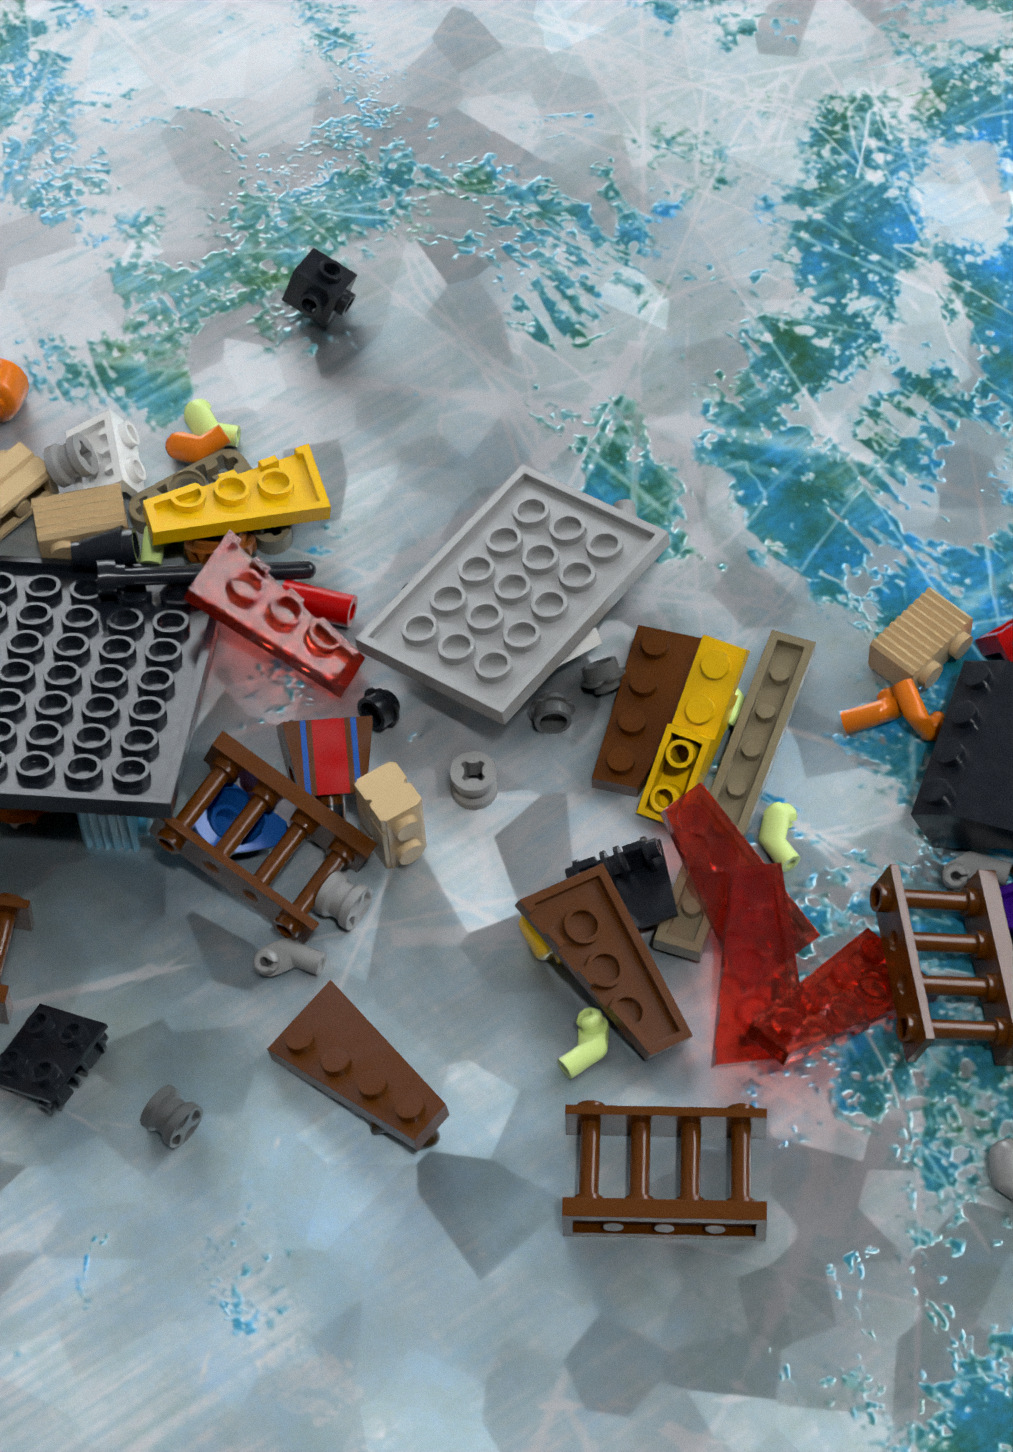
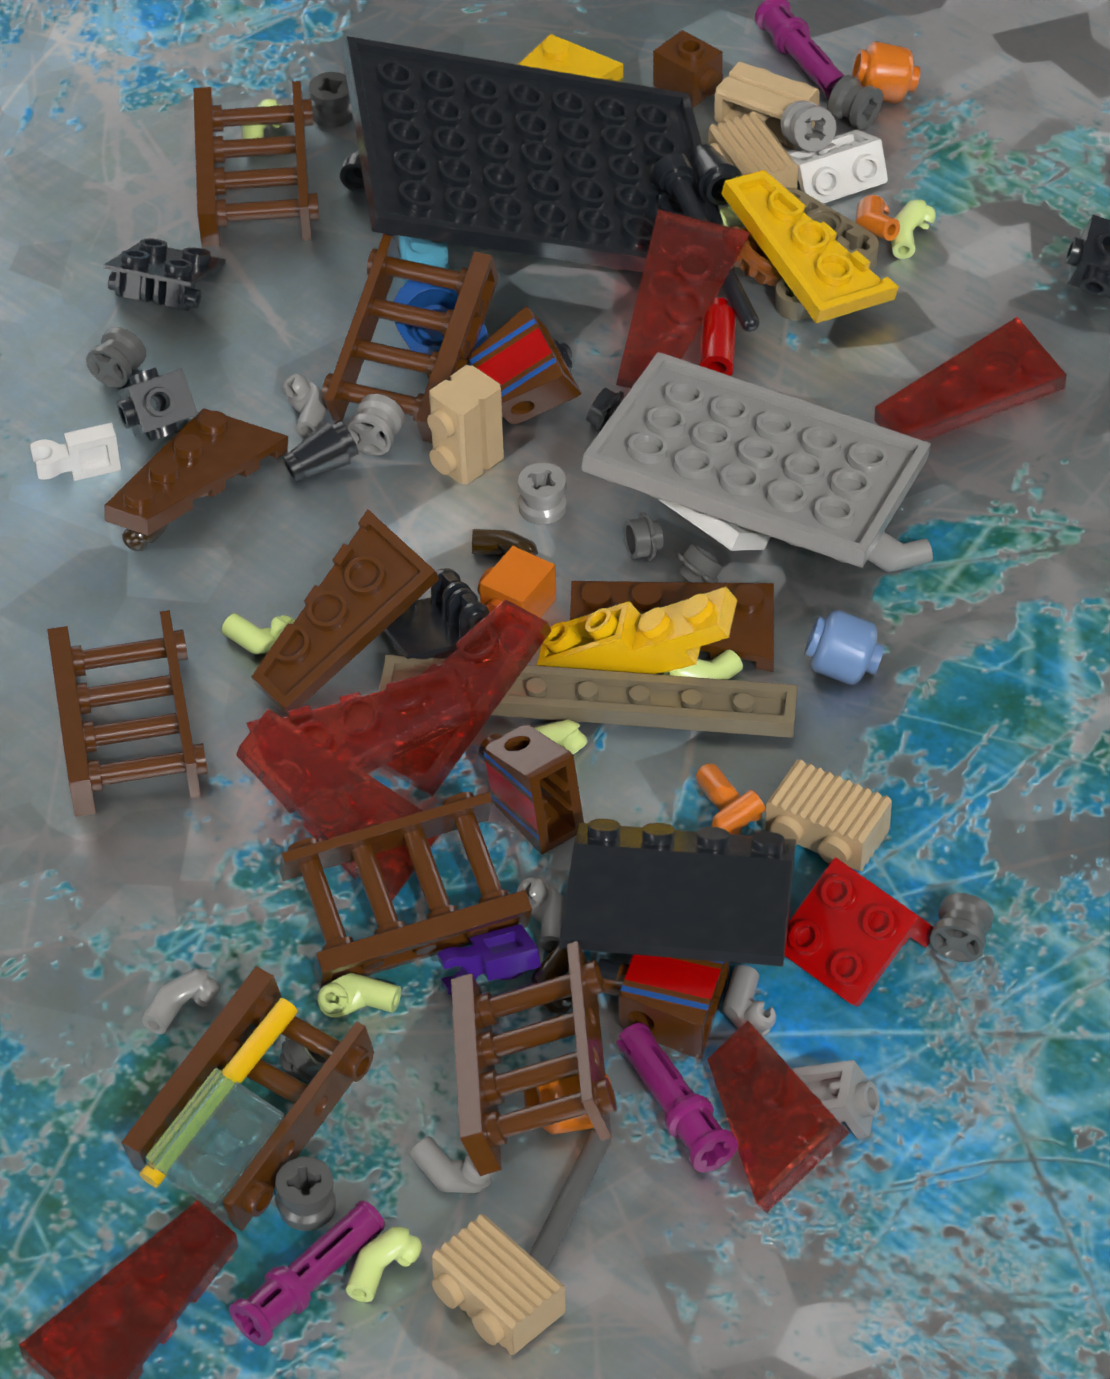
camera: 75 degrees right, 10 degrees down
(28, 422) = (855, 102): none -> dark grey wheel
(261, 1082) = (171, 397): none -> brick
(300, 1158) = (85, 454): none -> white plate
(362, 952) = (321, 452): none -> black cone
(430, 426) = (975, 384): none -> clear red wing
(528, 818) = (499, 542): none -> dark brown arm
(597, 820) = (521, 580): none -> orange brick
(734, 587) = (844, 647): none -> medium blue head
(843, 846) = (534, 785): none -> reddish brown torso

